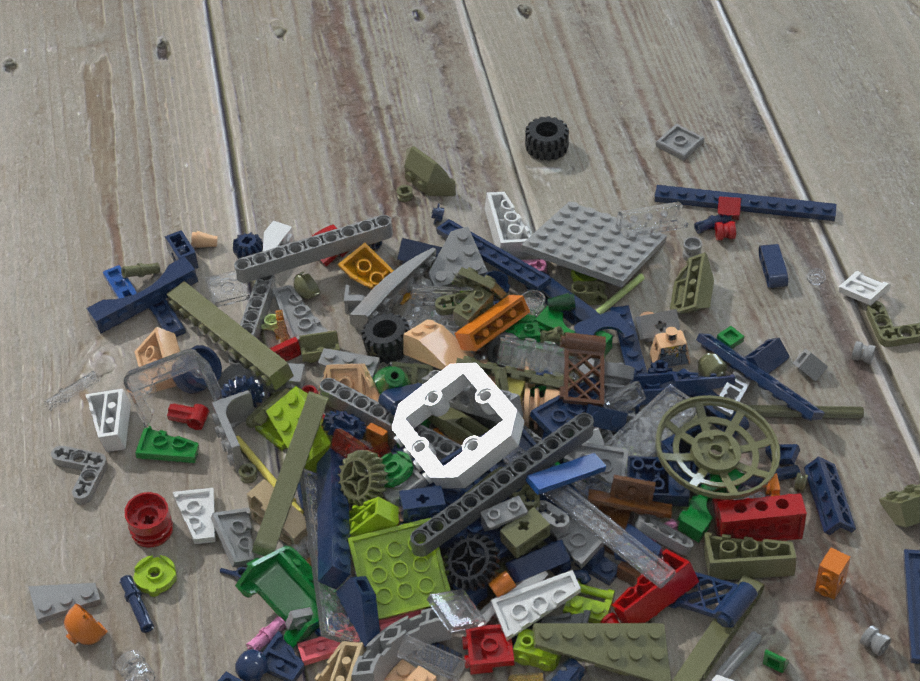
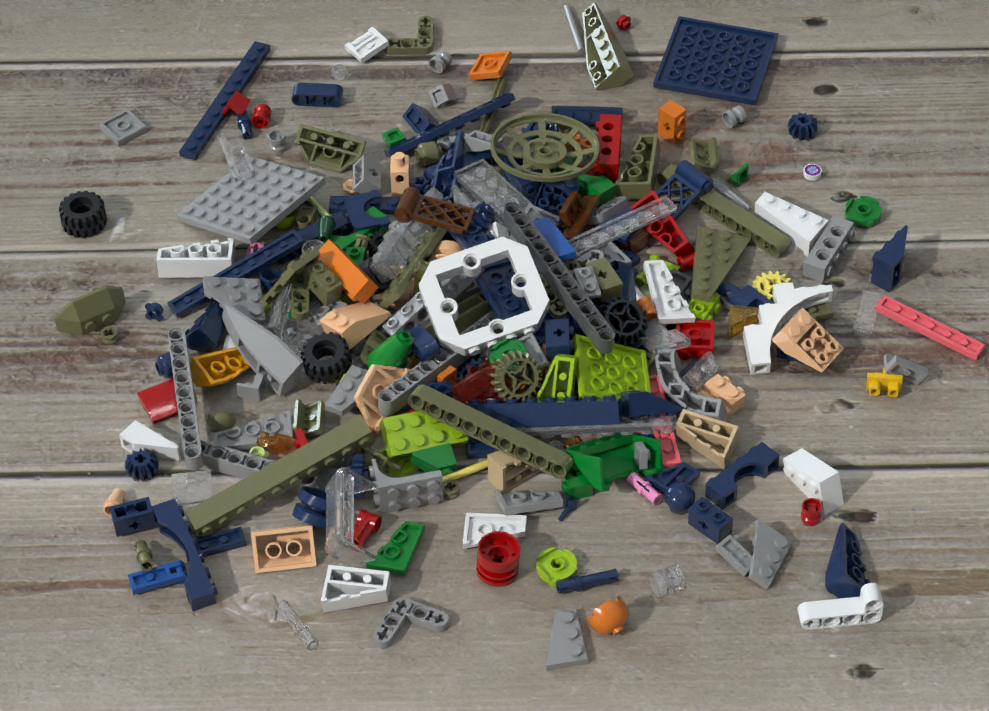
camera: 80 degrees left, 0 degrees up
(273, 450) = (435, 459): none -> green slope
(794, 617) = (704, 155): none -> olive bracket
(871, 395) = (490, 65): none -> orange plate

